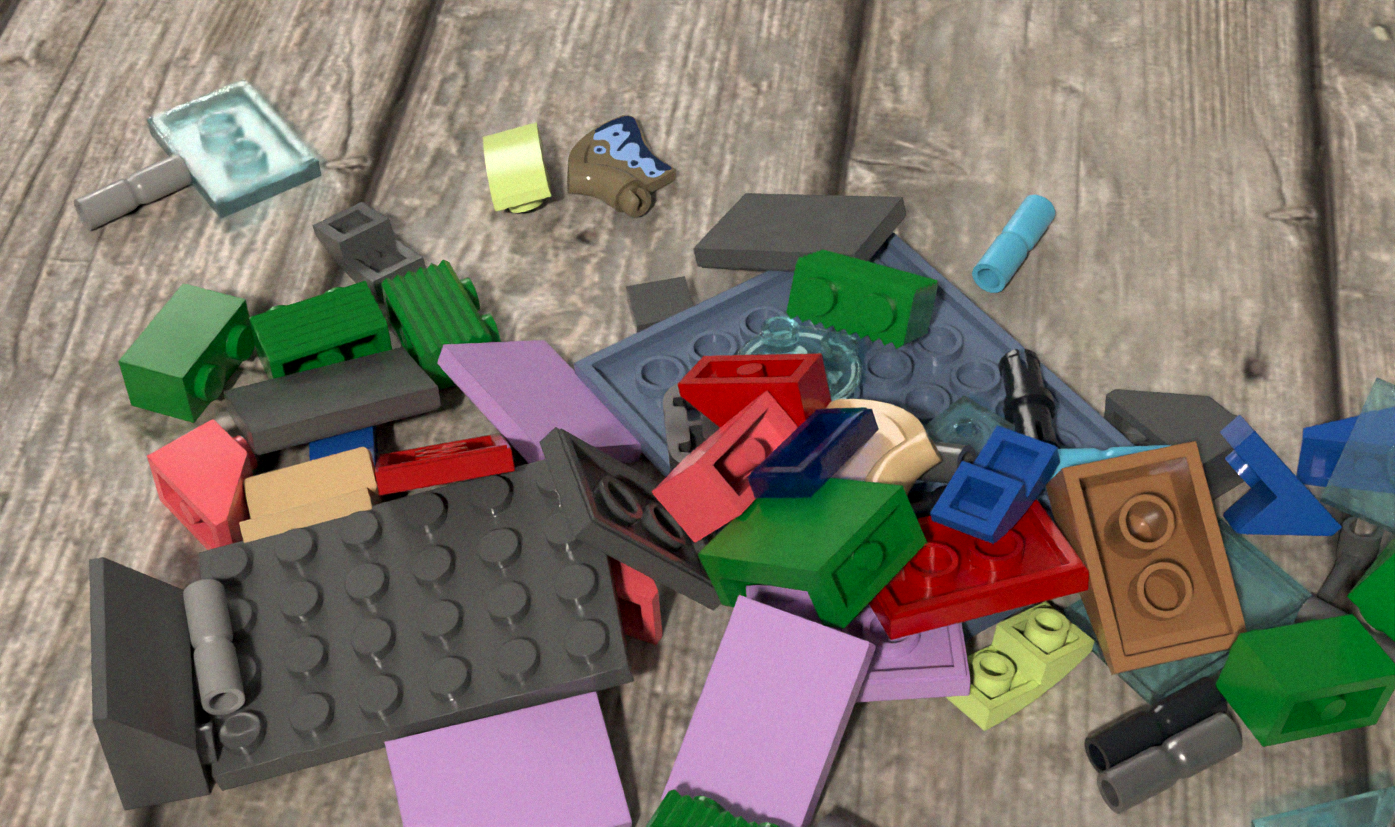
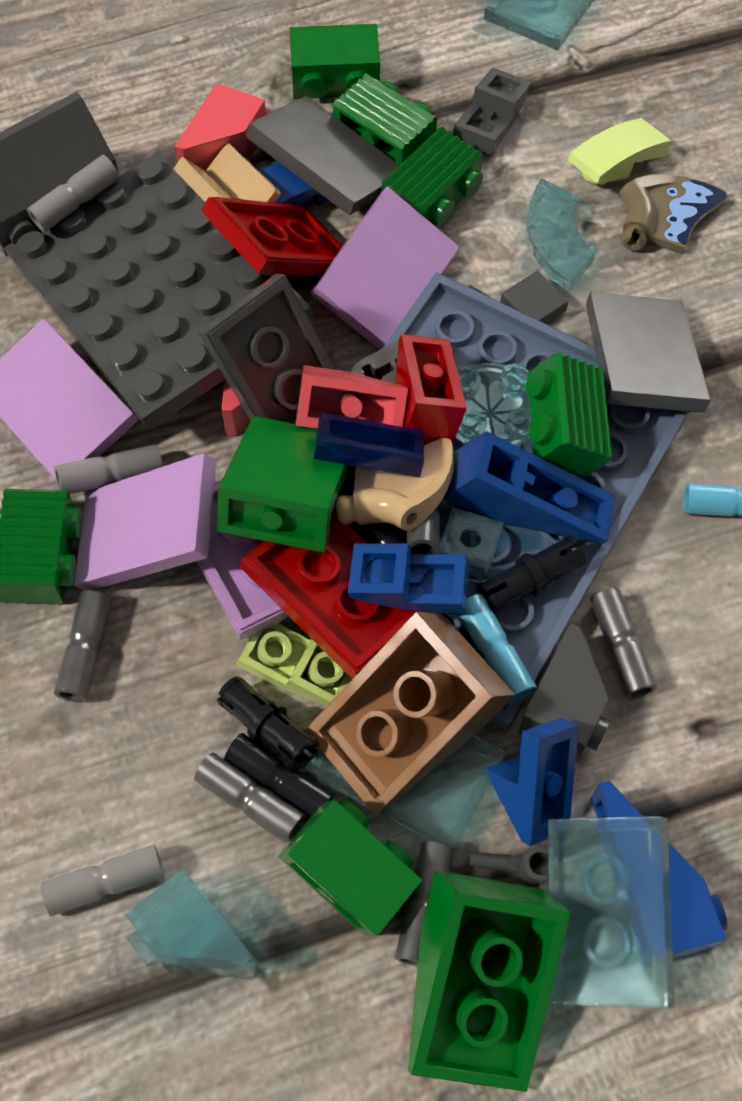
camera: 60 degrees right, 20 degrees up
(603, 263) = (554, 234): none -> clear light blue tile
(649, 758) = (102, 471): none -> light grey piece
(930, 365) = (527, 492): none -> blue slope
(1086, 706) = (268, 722): none -> black pin
(1096, 380) = (625, 648): none -> flat silver piece

